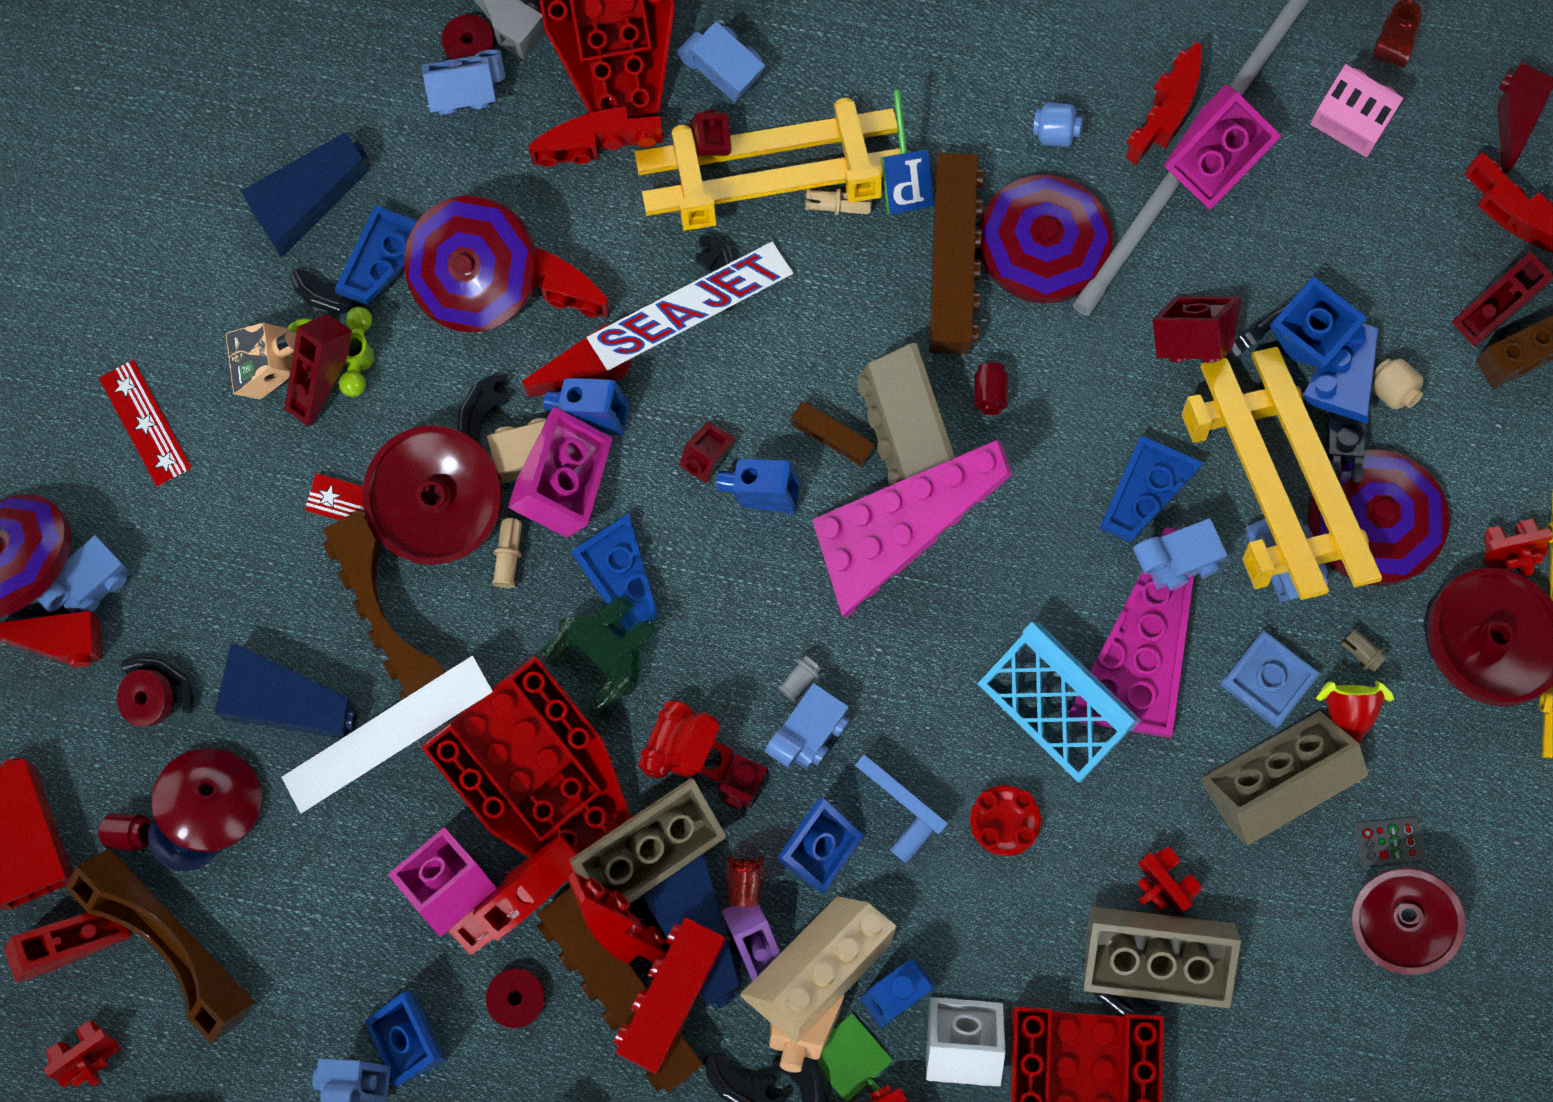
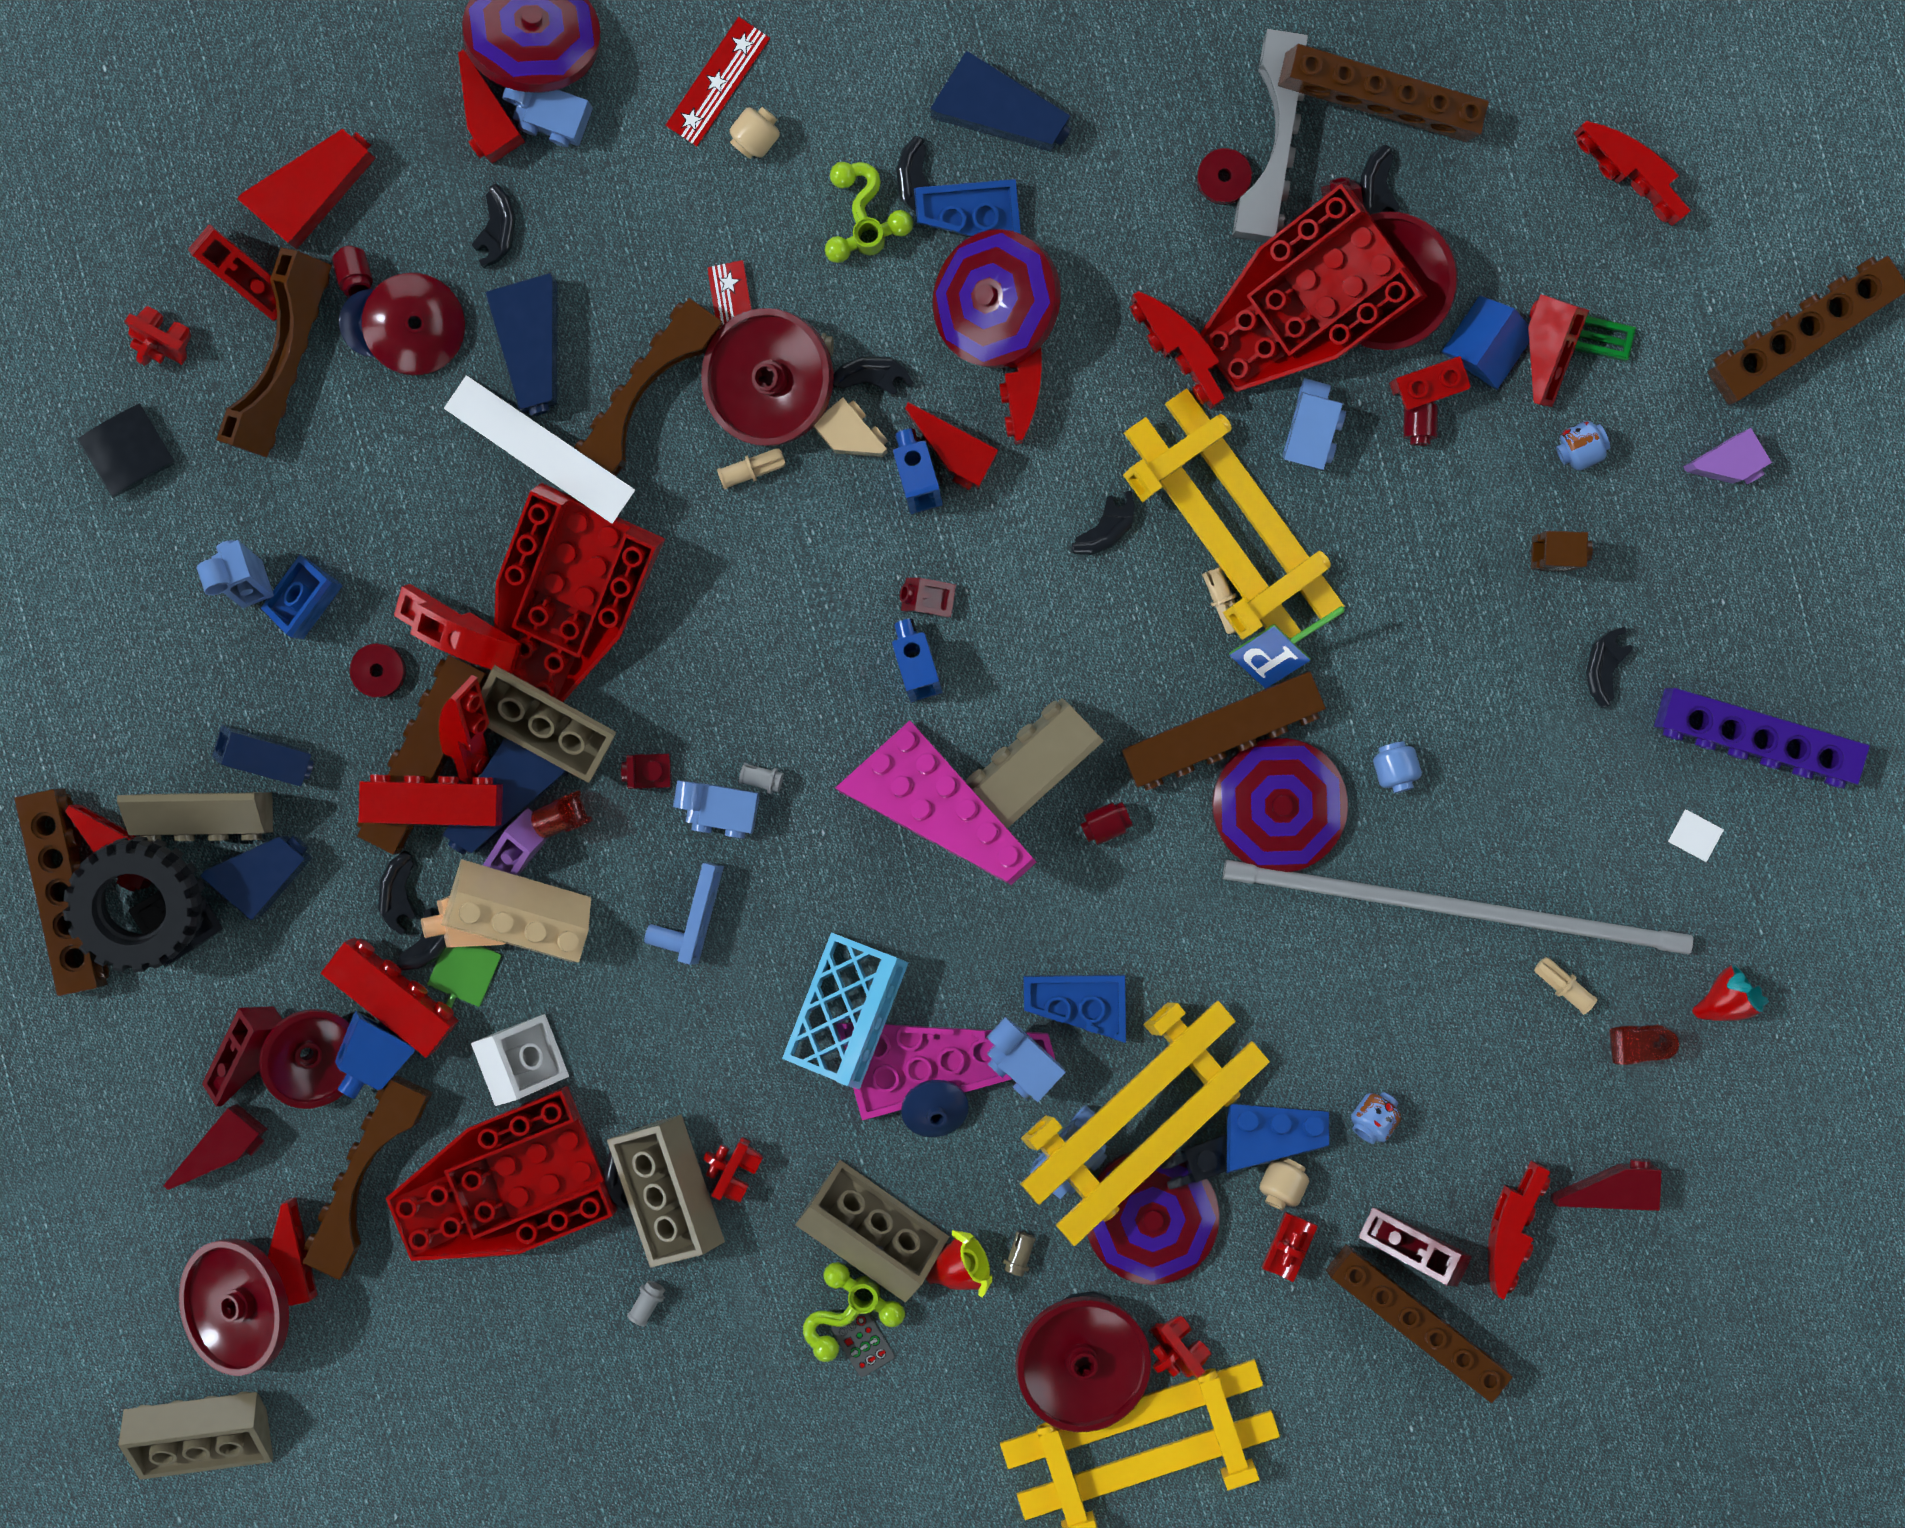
camera: 65 degrees right, 15 degrees up
(158, 694) = (464, 213): dark red piece -> none
(208, 407) = (754, 132): none -> tan head
(259, 358) = (818, 156): torso -> none
(316, 362) = (832, 211): dark red slope -> none
(442, 881) = (435, 562): dark pink brick -> none
(463, 81) = (1175, 196): medium blue hinge -> none
(562, 474) = (840, 482): dark pink slope -> none
(607, 647) = (704, 598): clear green connector -> none
(616, 569) = (778, 575): blue wing -> none
(683, 743) = (652, 707): red piece -> none
(689, 305) = (1055, 516): sticker -> none
(711, 133) = (1232, 452): dark red bracket -> none
(820, 846) = (623, 864): blue slope -> none
(832, 434) = (997, 700): reddish brown piece -> none
(897, 992) = (533, 989): blue torso -> none
(1005, 820) = (722, 1010): red dish -> none
(1170, 105) = (1478, 864): red slope -> none
(1190, 663) = (930, 1099): none -> dark blue dish
(1196, 328) = (1250, 982): dark red slope -> none
(1220, 146) = (1443, 928): dark pink slope -> none
(1256, 332) = (1271, 1035): black piece -> none
(1263, 1032) = (649, 1297): none -> light grey pin
(1270, 679) = (957, 1182): medium blue tile -> none
(1315, 75) = (1565, 985): none -> tan axle
(1315, 830) = (838, 1276): none -> lime piece
(1316, 324) = (1304, 1089): blue slope -> none
(1356, 110) = (1539, 1038): bright pink slope -> none
(1369, 279) = (1376, 1117): none -> medium blue head
(1406, 943) = (780, 1391): dark red dish -> none
(1459, 404) = (1289, 1246): none -> red hips

